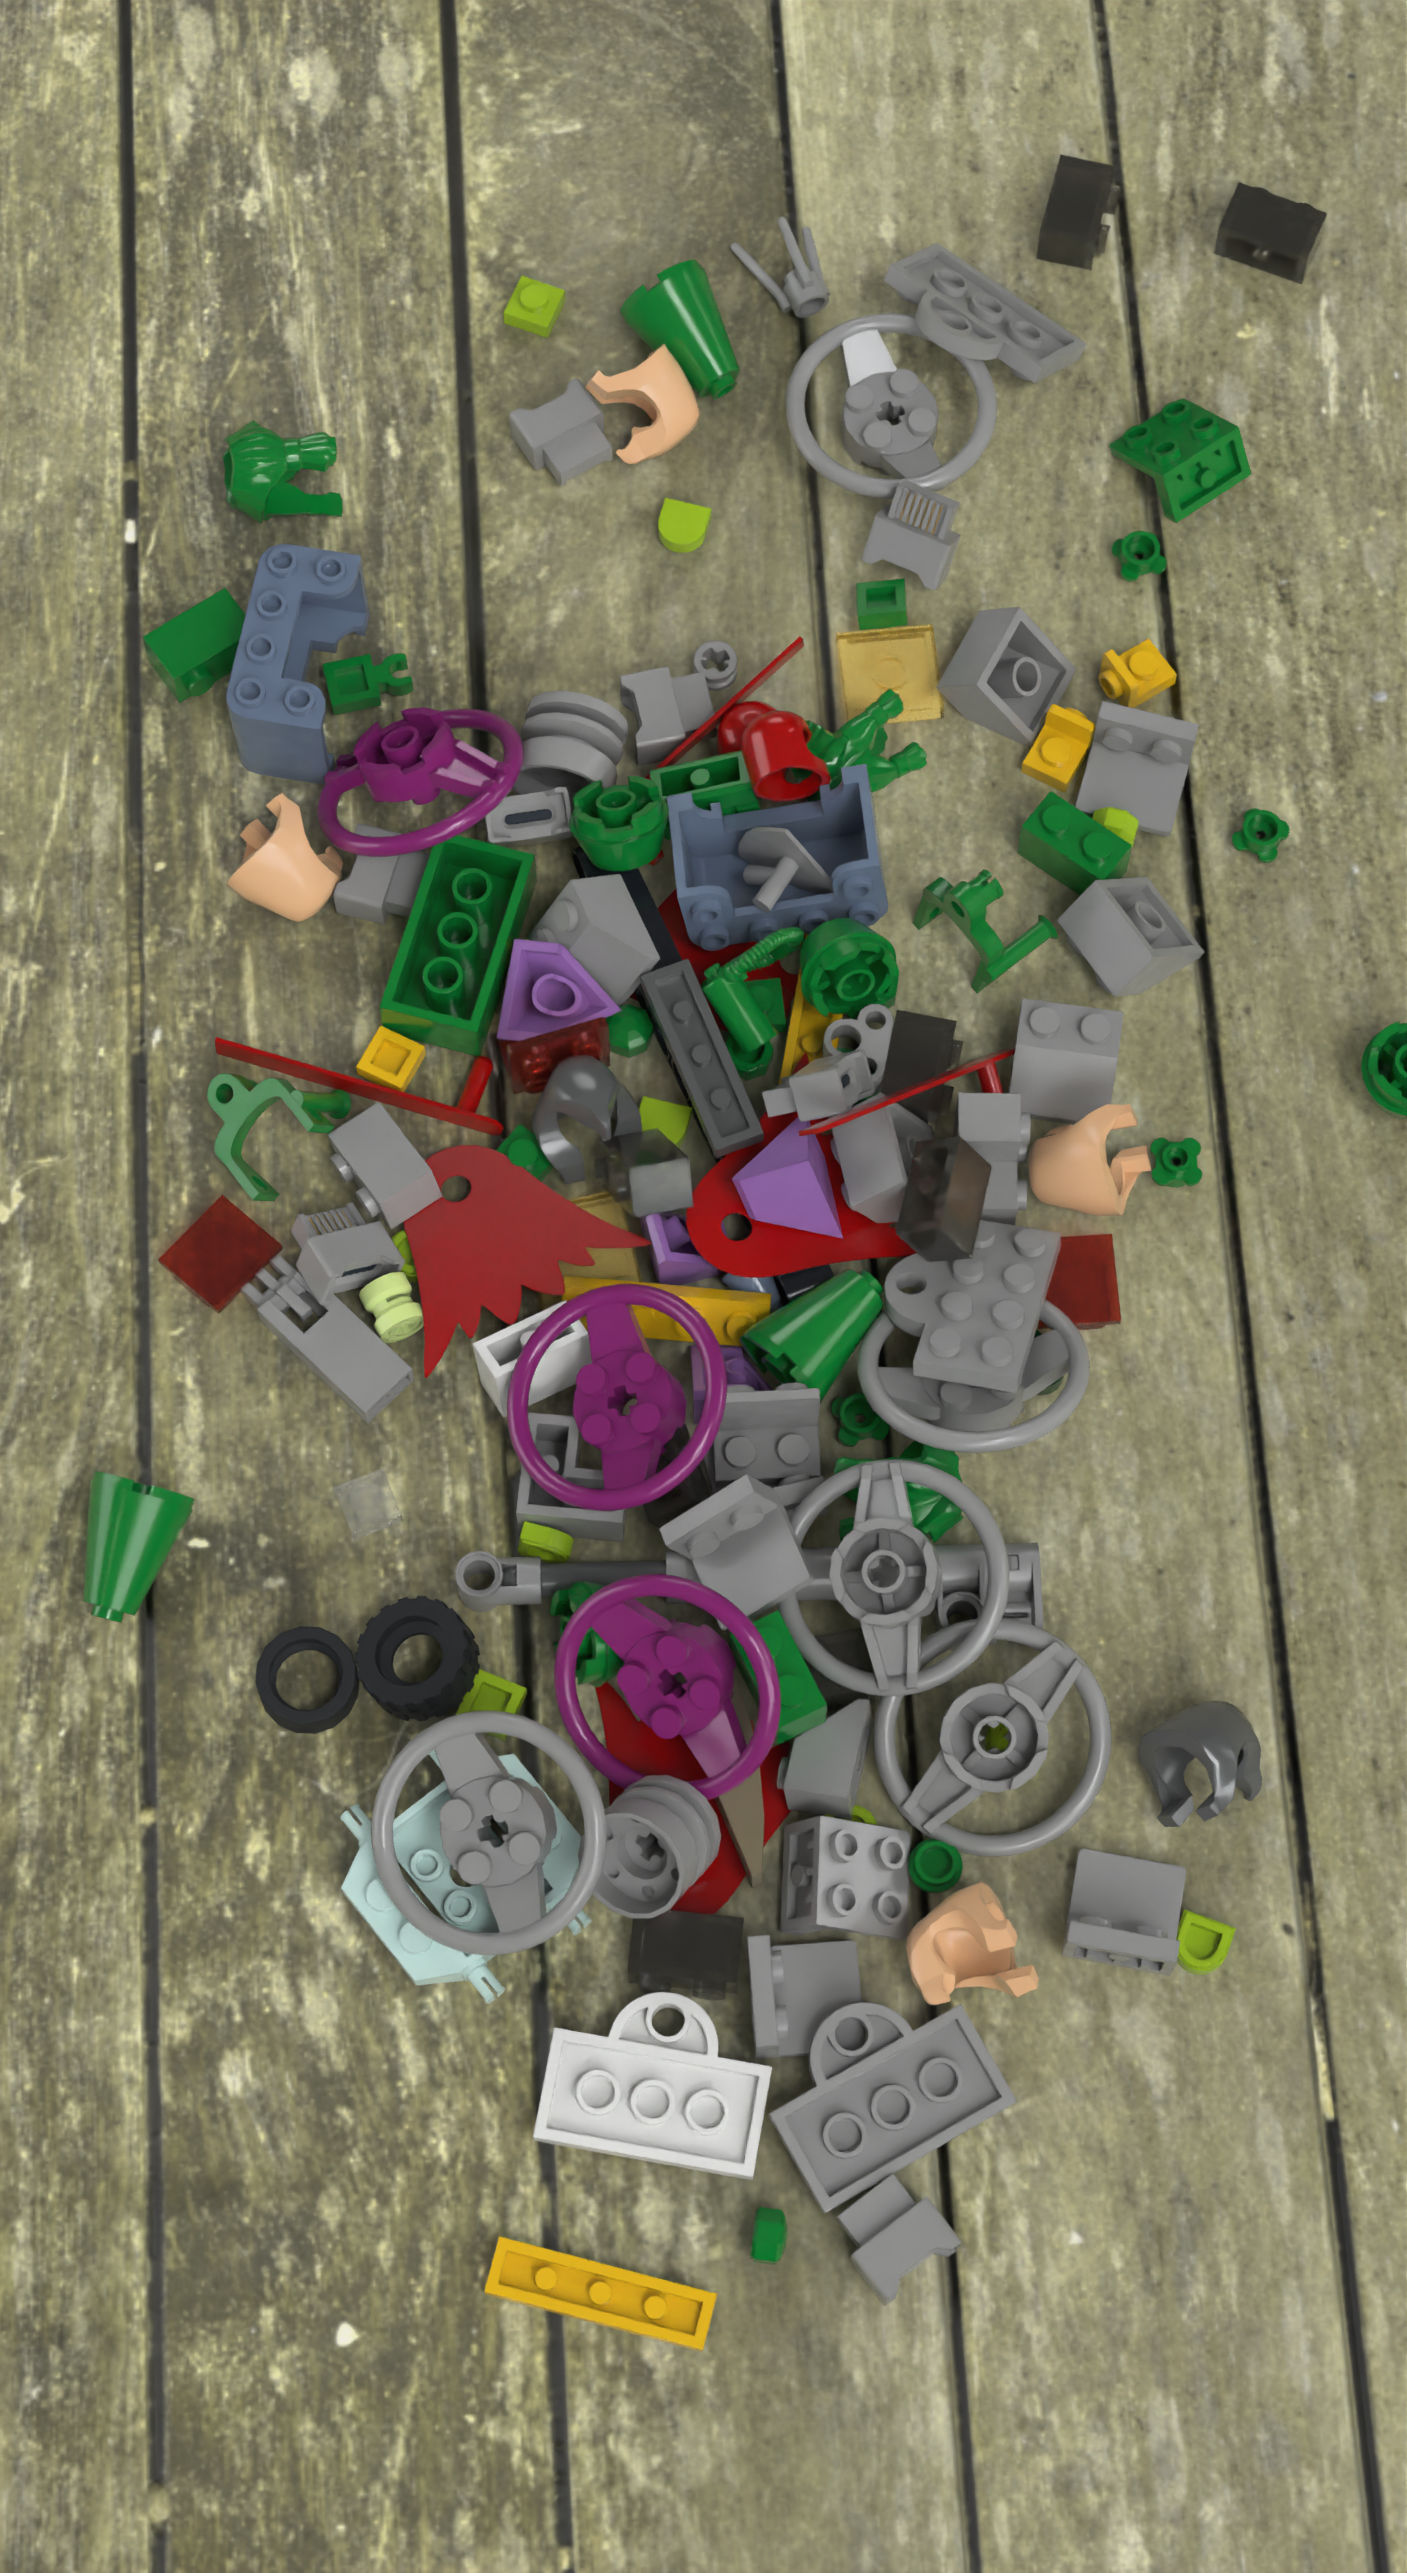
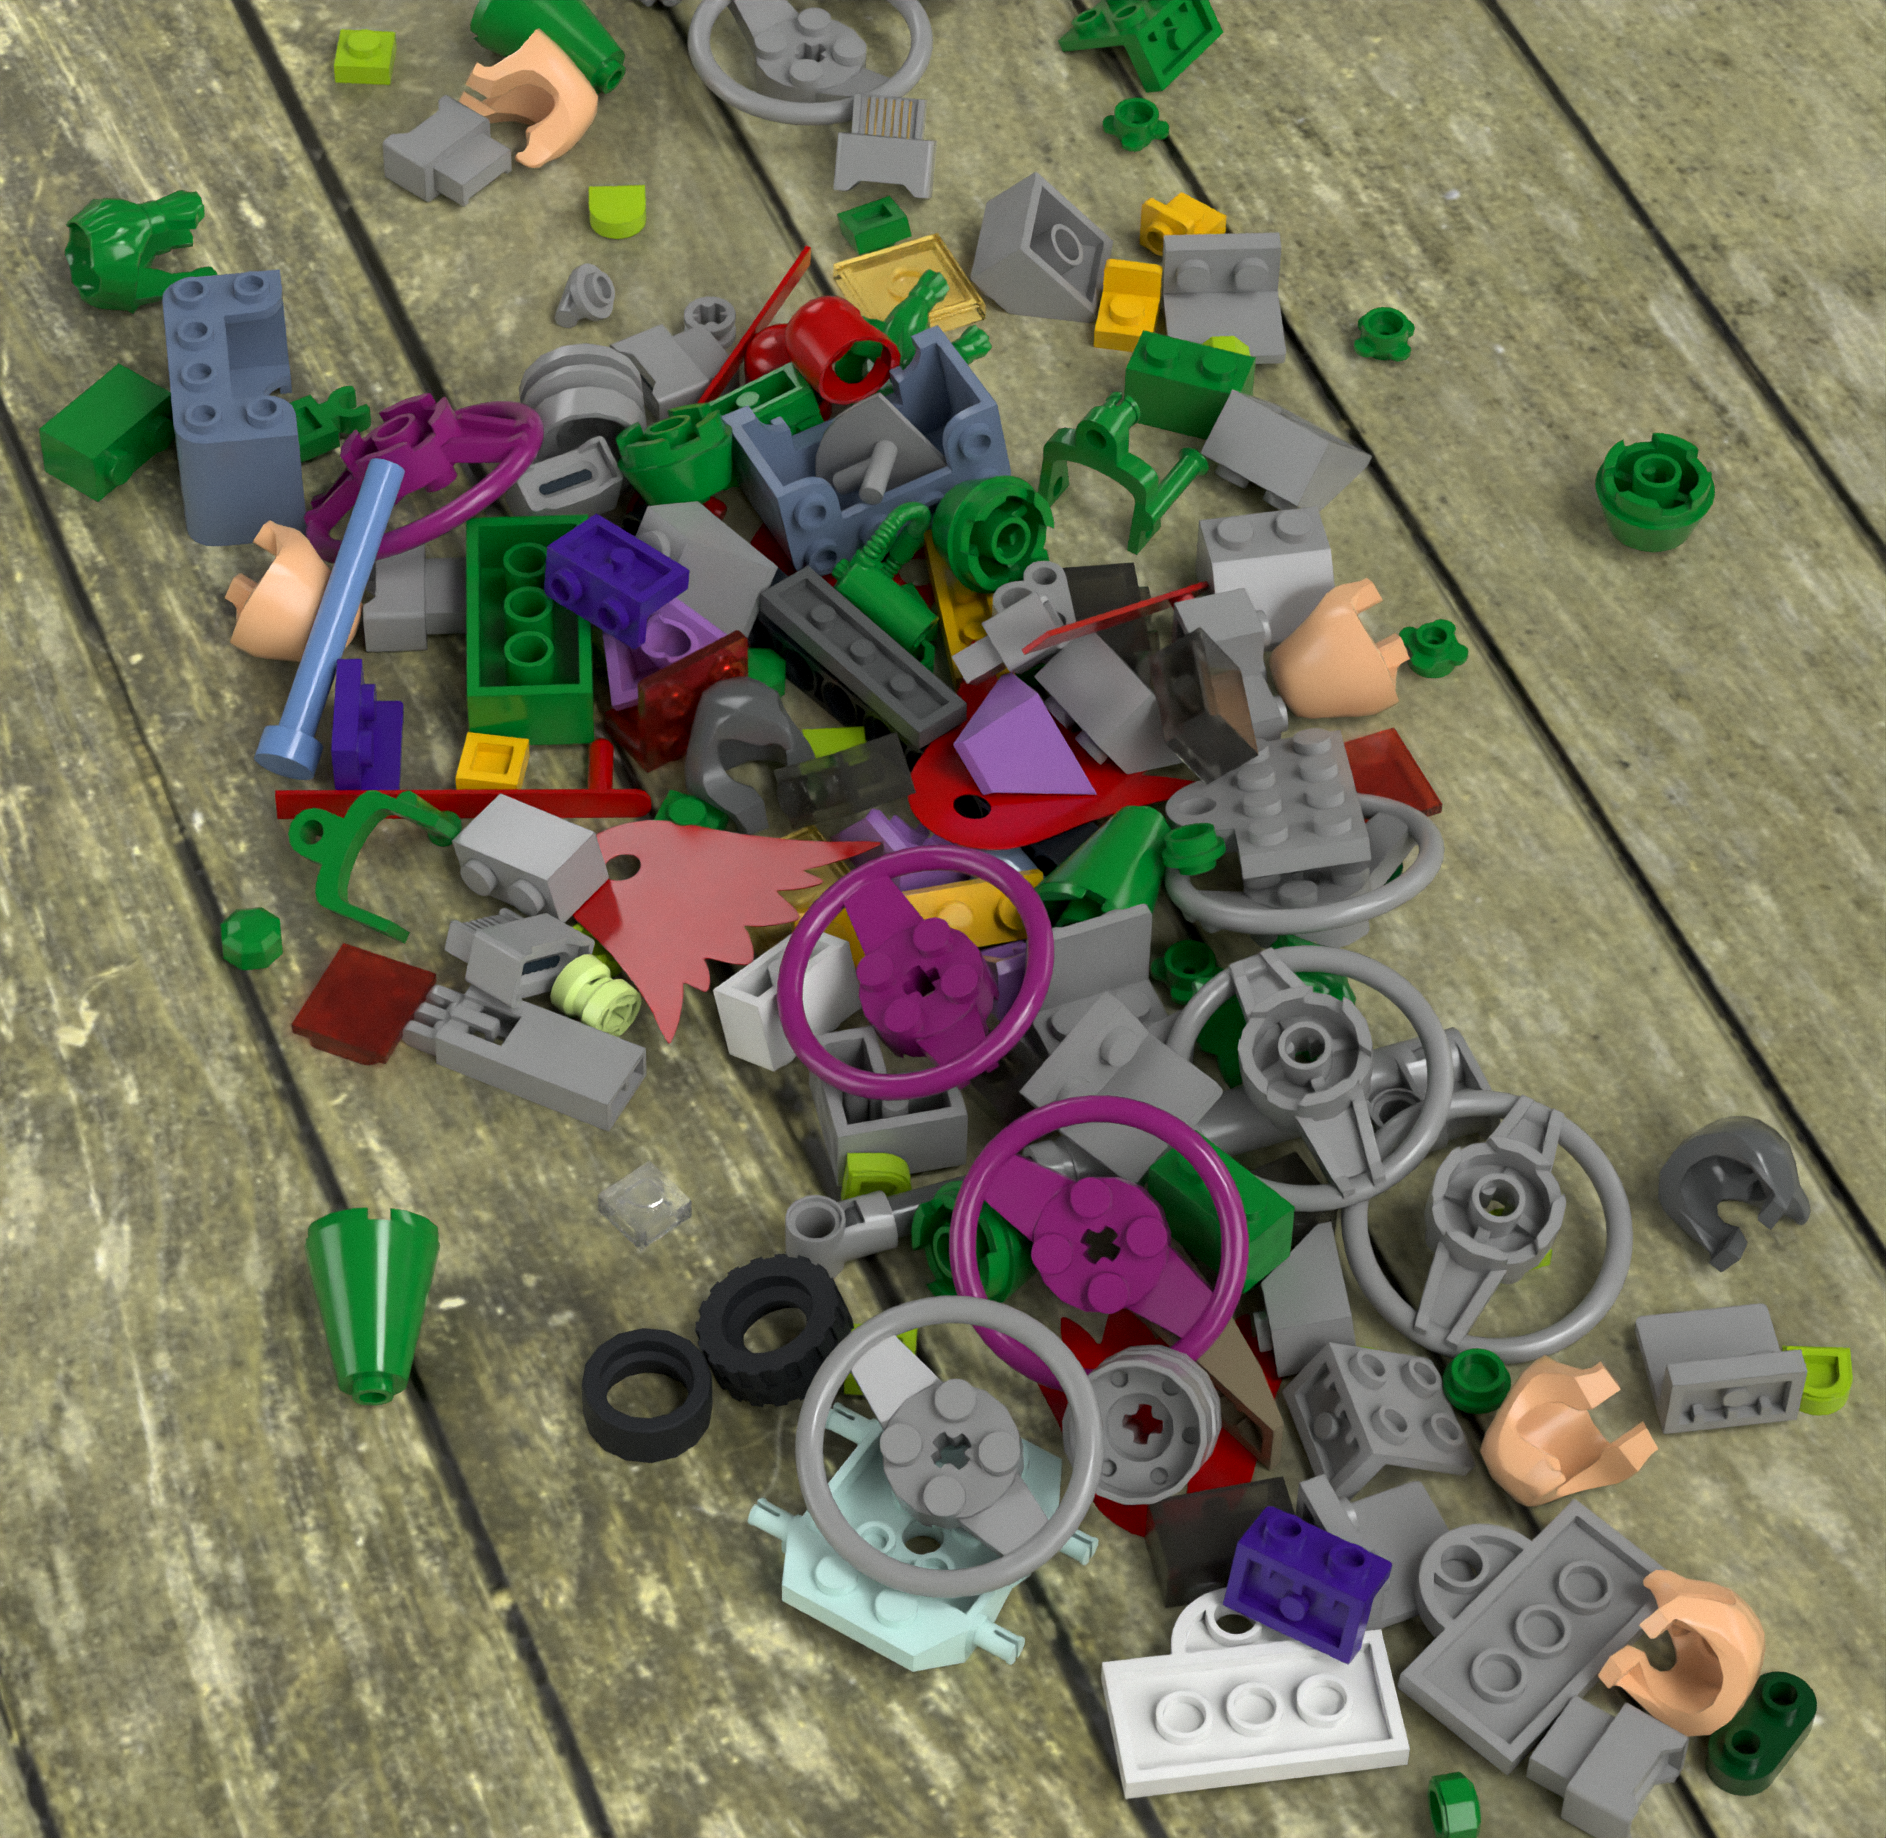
camera: 20 degrees left, 20 degrees down
(157, 1166) = (251, 938): none -> green tile
(242, 996) = (291, 745): none -> medium blue piece
(299, 1007) = (364, 733): none -> dark purple bracket
(523, 935) = (611, 578): none -> dark purple bracket
(625, 611) = (587, 295): none -> light grey plate
(722, 2021) = (1305, 1583): none -> dark purple bracket
(885, 1332) = (1193, 848): none -> green plate
(1008, 2177) = (1716, 1655): none -> light nougat piece
(1029, 2241) = (1764, 1728): none -> dark green plate

